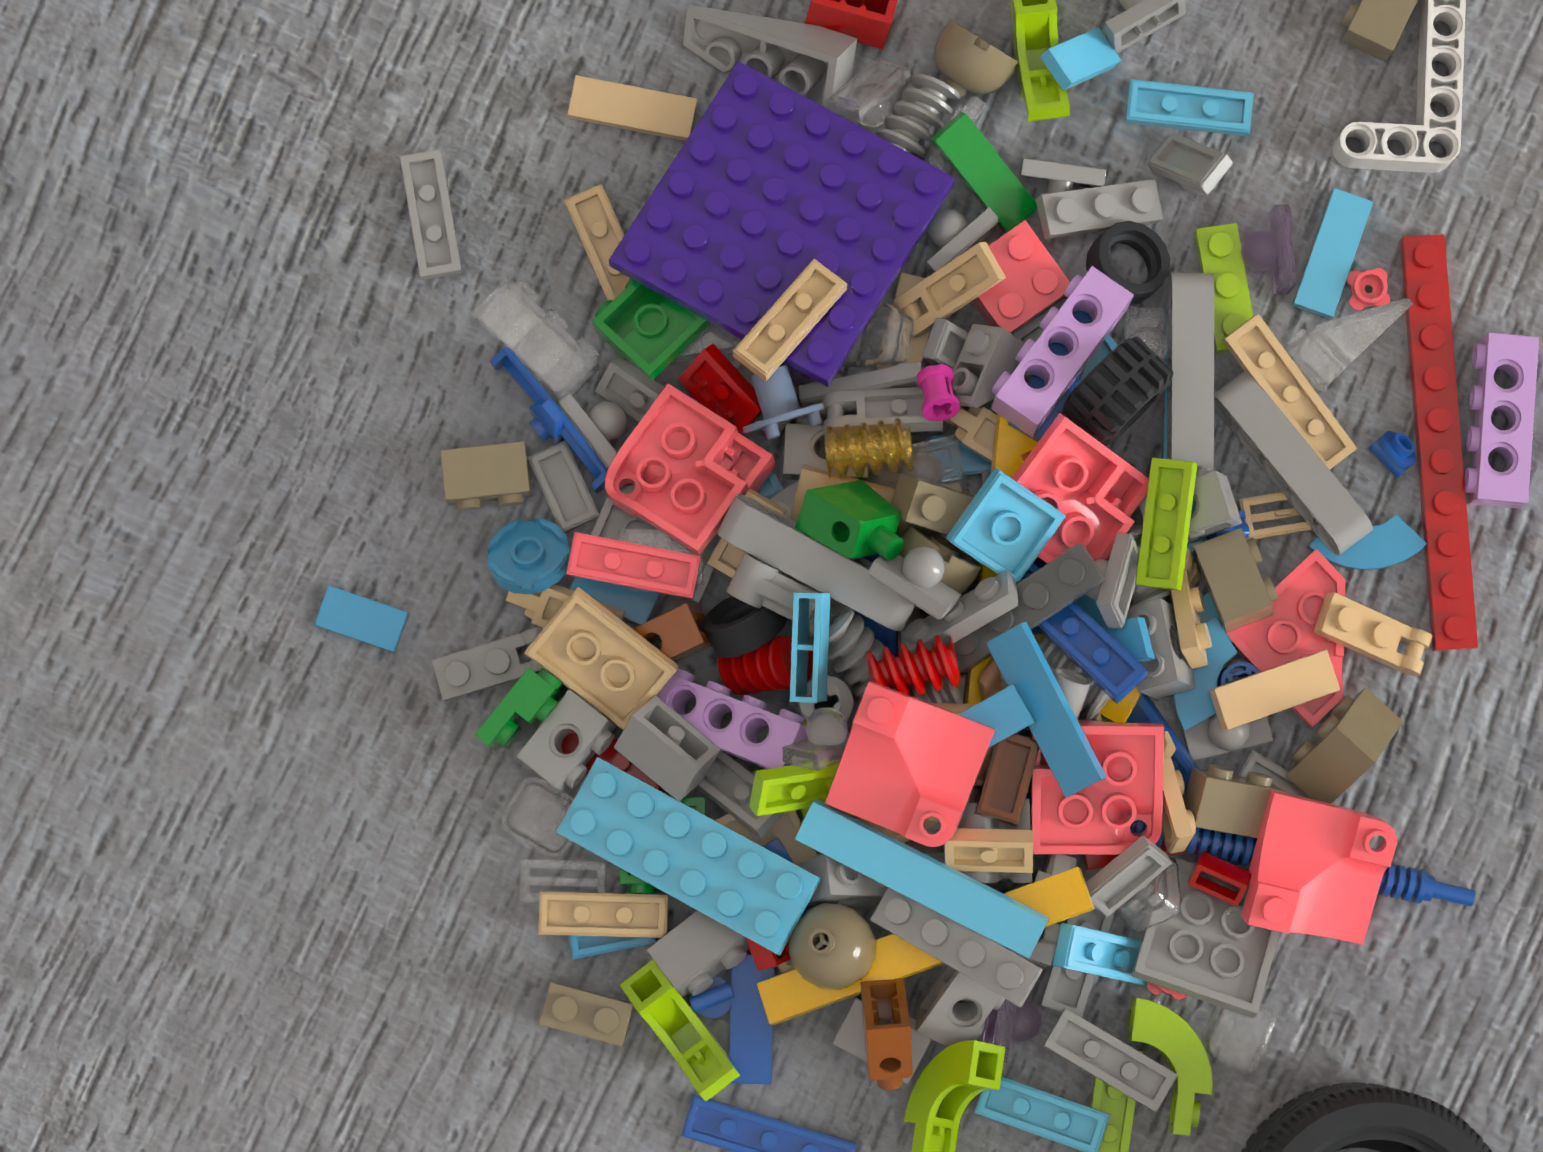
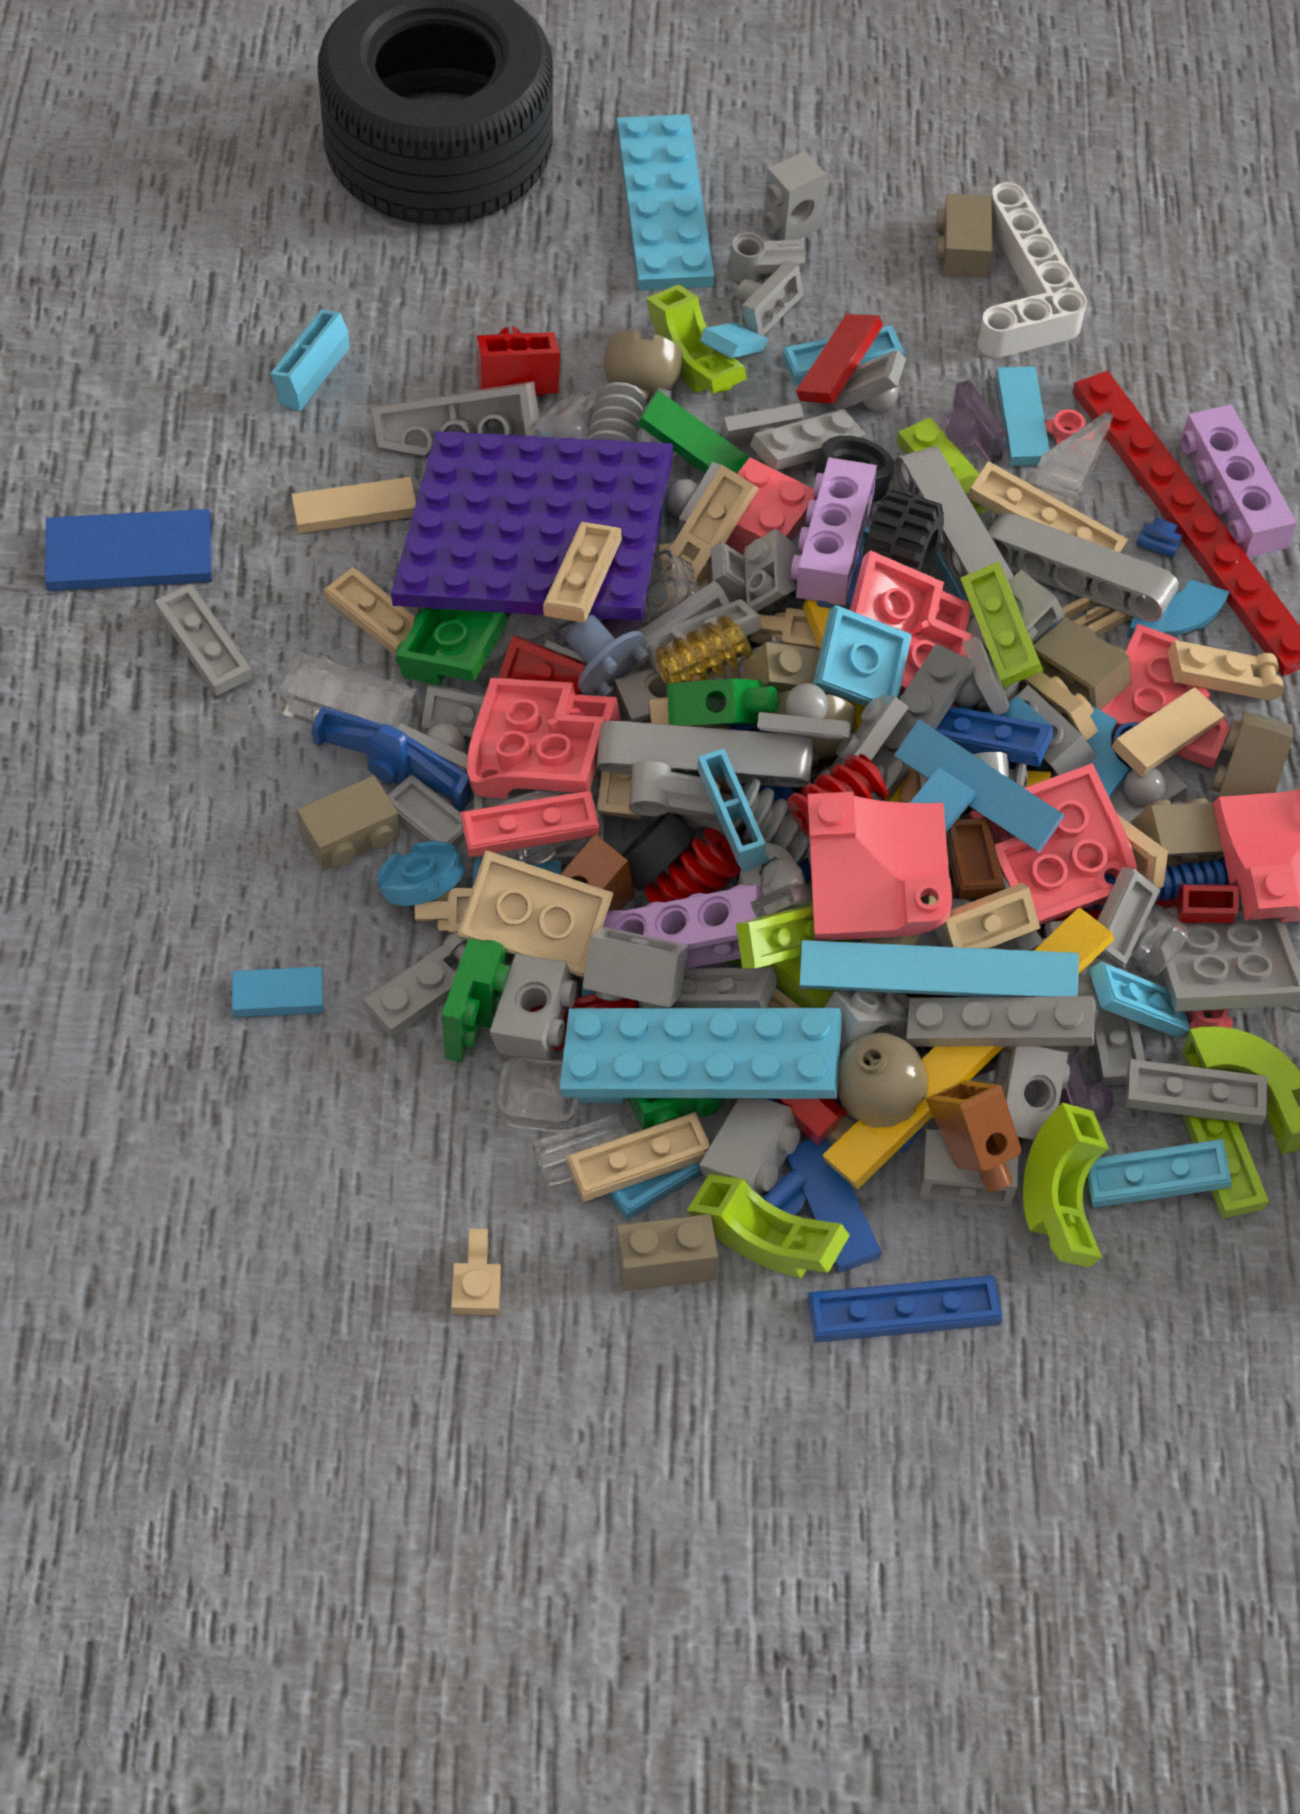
camera: 25 degrees left, 25 degrees down
(400, 78) = (128, 549): none -> blue tile
(421, 969) = (476, 1283): none -> tan plate
(938, 393) = (748, 595): dark pink bush -> none
(1175, 123) = (839, 358): none -> red tile

